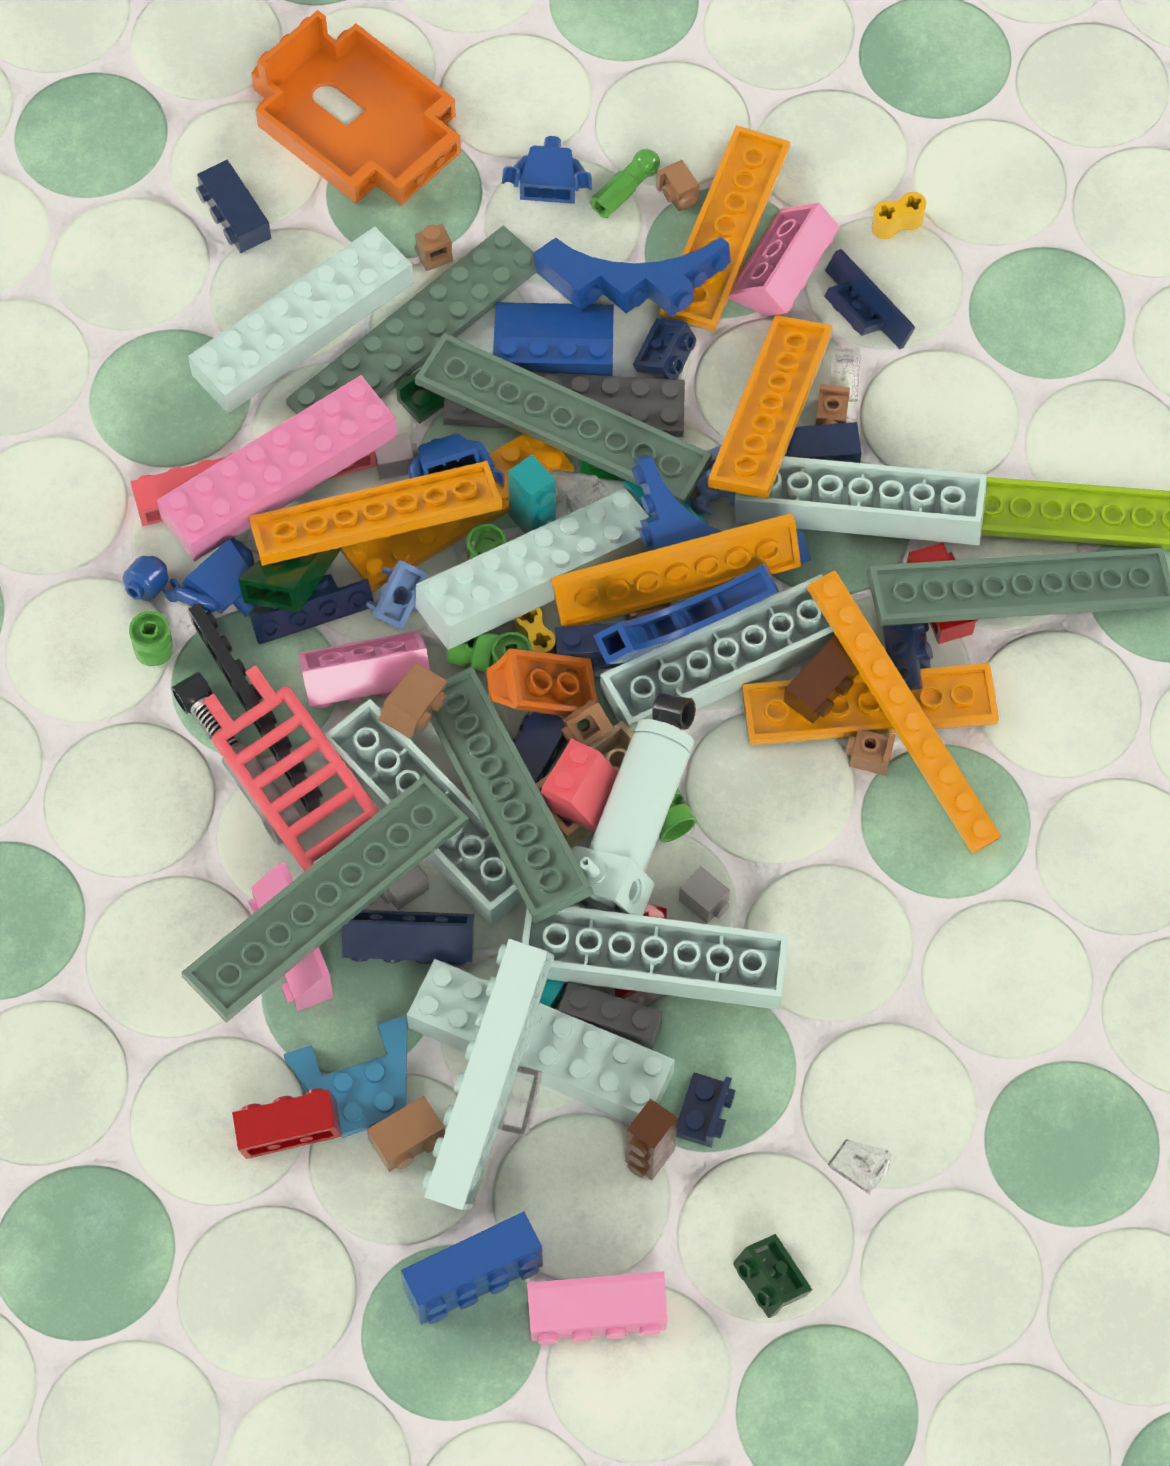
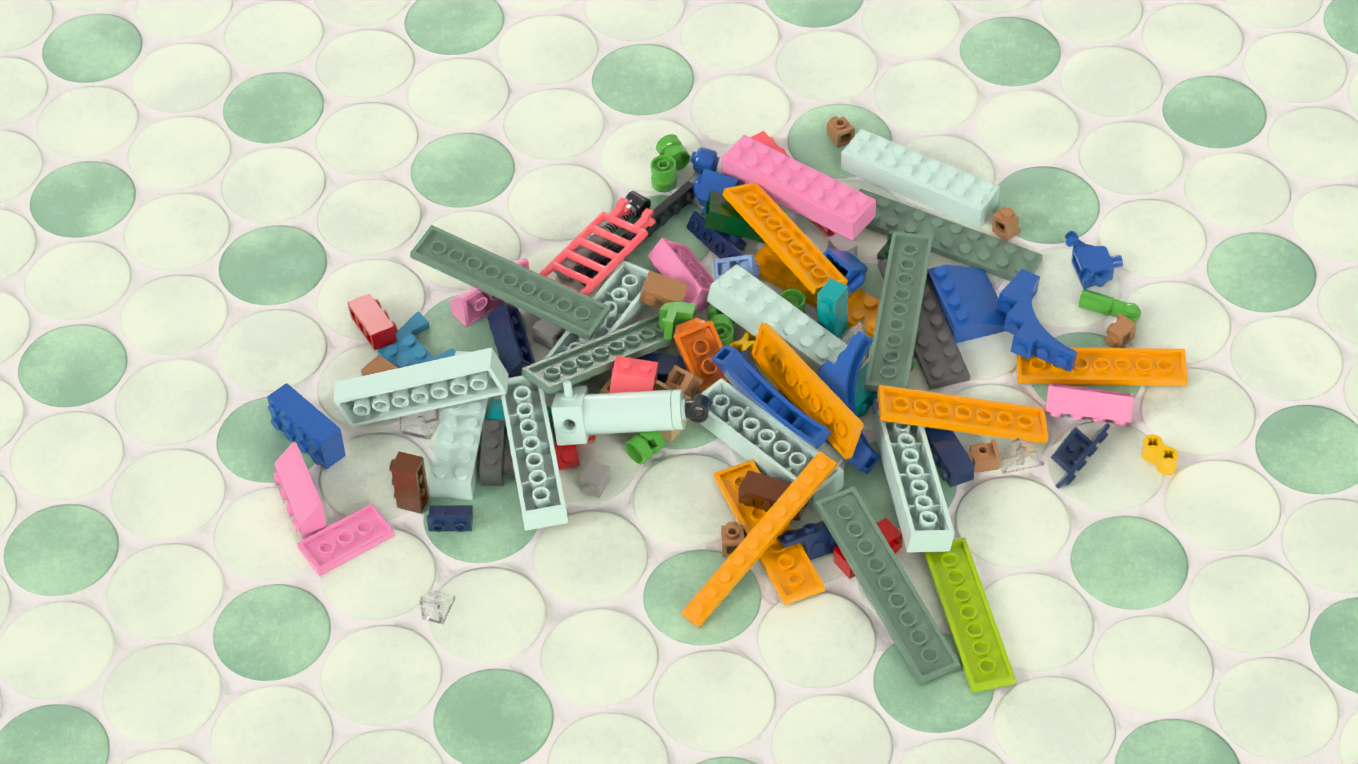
camera: 75 degrees right, 15 degrees down
(110, 614) = (672, 146): none -> bright green wheel
(162, 388) = (837, 127): none -> medium nougat brick
(233, 206) = (987, 124): dark blue brick -> none
(390, 145) = (1079, 188): orange panel -> none
(468, 697) = (674, 314): none -> bright green brick
(666, 348) = (988, 361): dark blue bracket -> none
(693, 1266) = (345, 539): none -> bright pink tile
(771, 1275) = (351, 577): dark green bracket -> none

